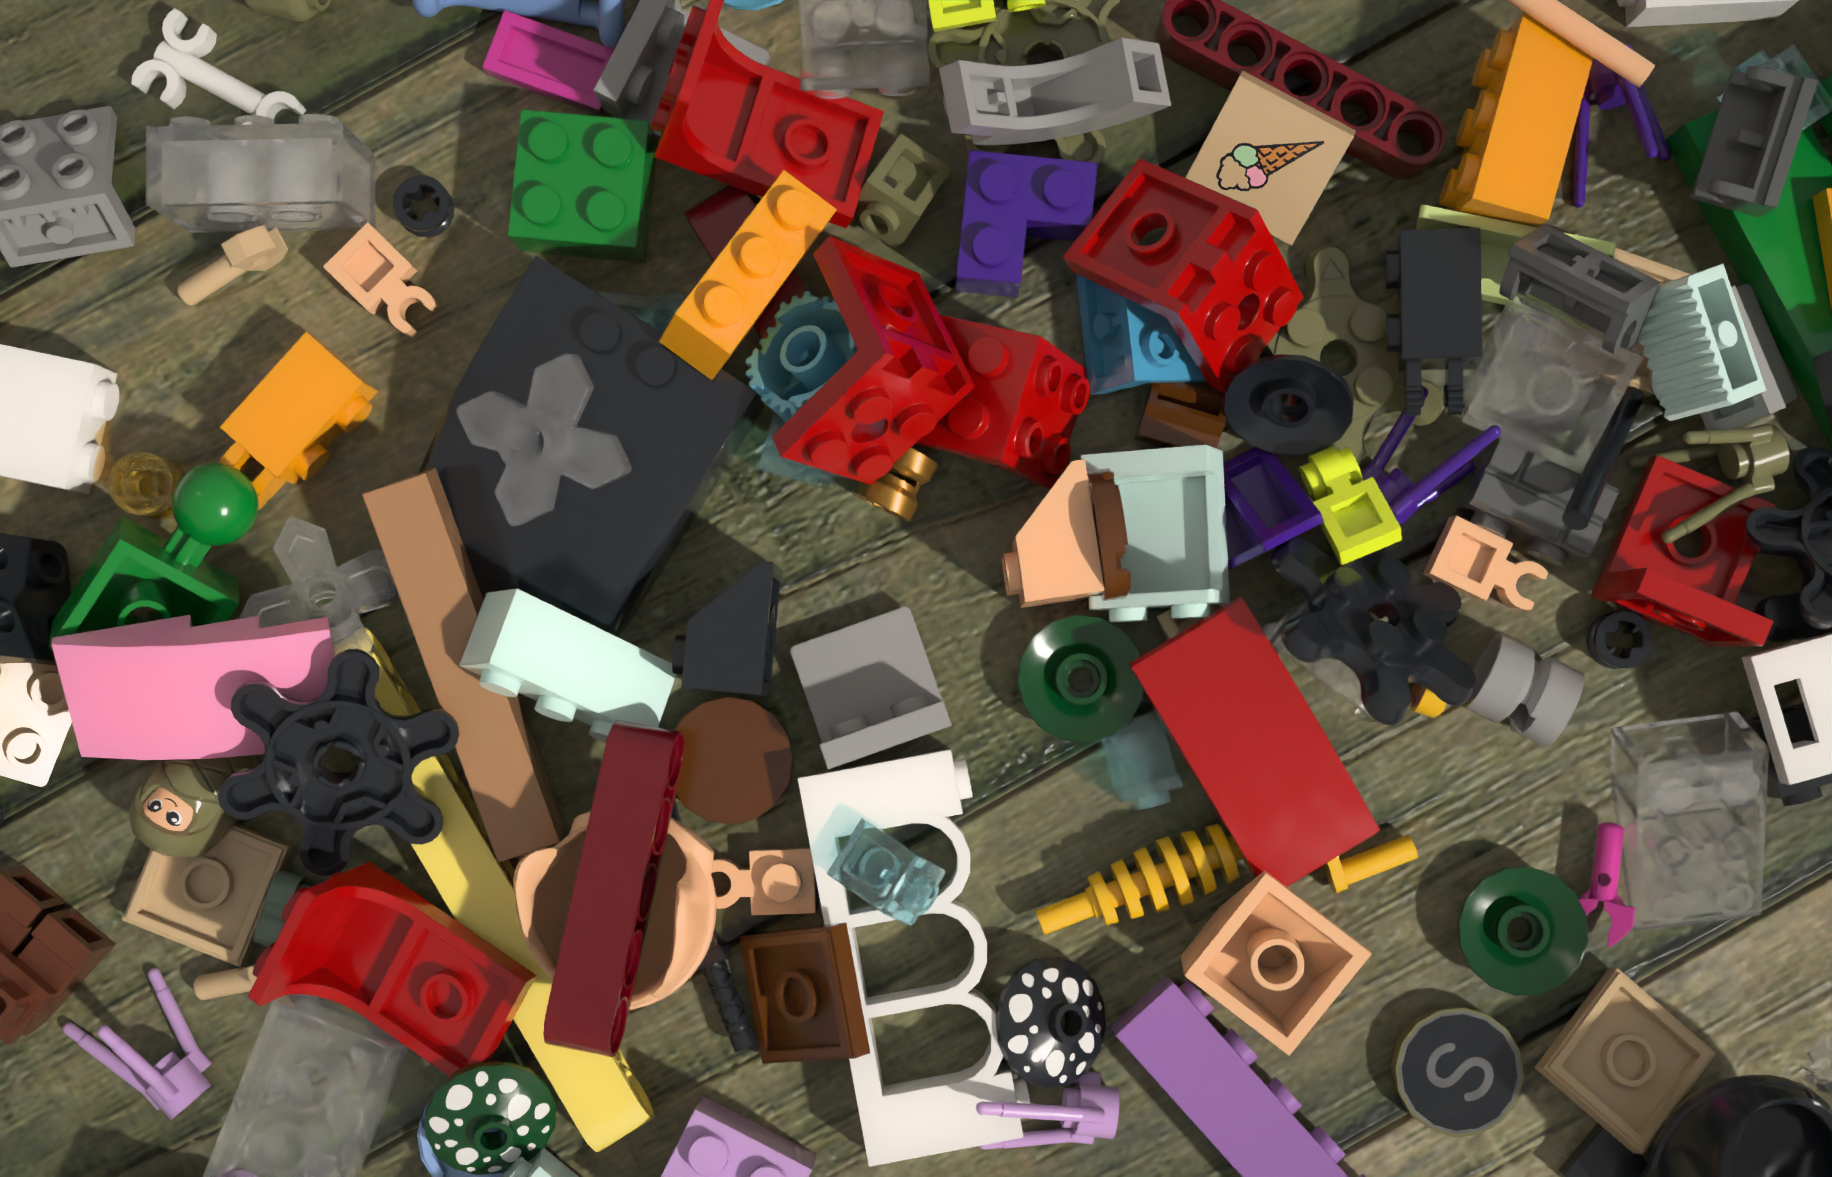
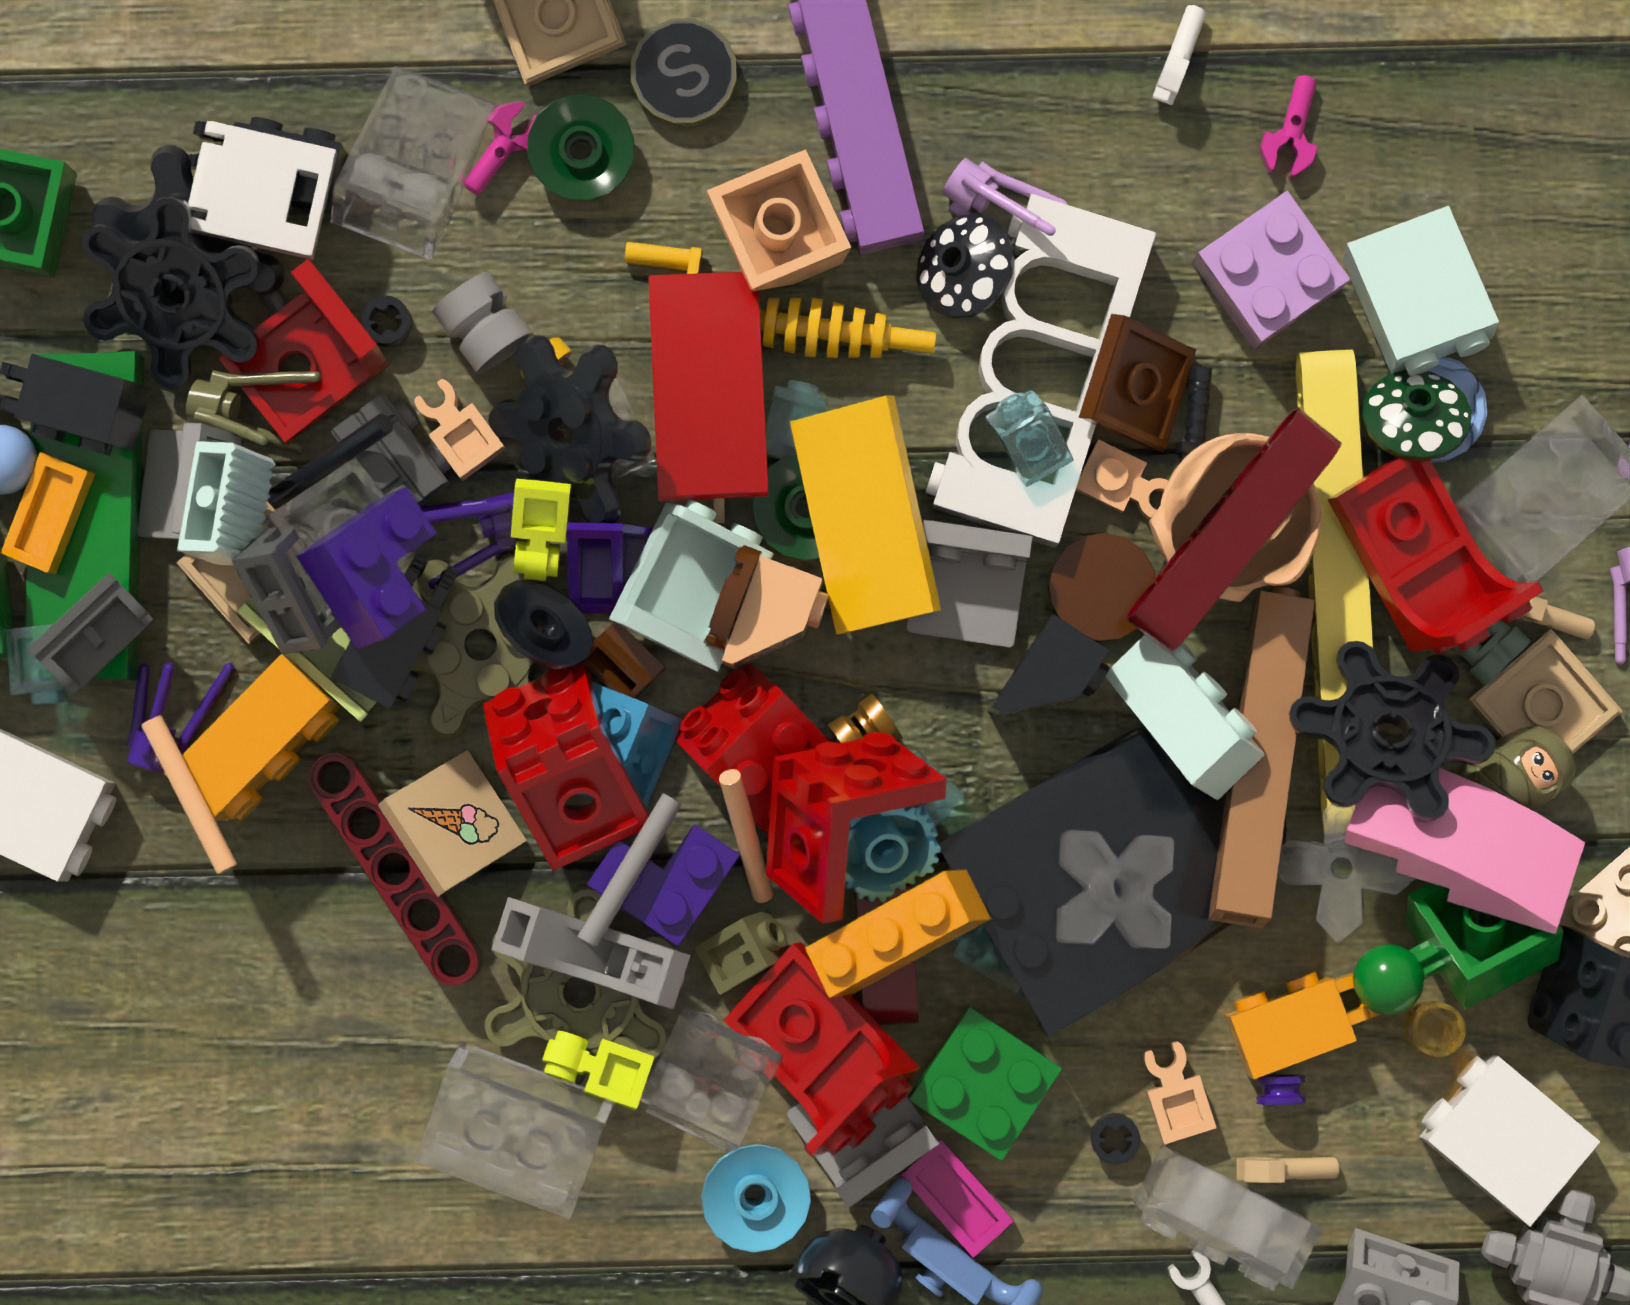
camera: 160 degrees left, 0 degrees up
(274, 339) = (1280, 1089): none -> dark purple bush
(963, 301) = (746, 835): none -> light nougat bar
(1015, 698) = (865, 515): none -> yellow tile
(1061, 194) = (629, 870): none -> light grey bar
(1523, 344) = (359, 570): none -> dark purple brick

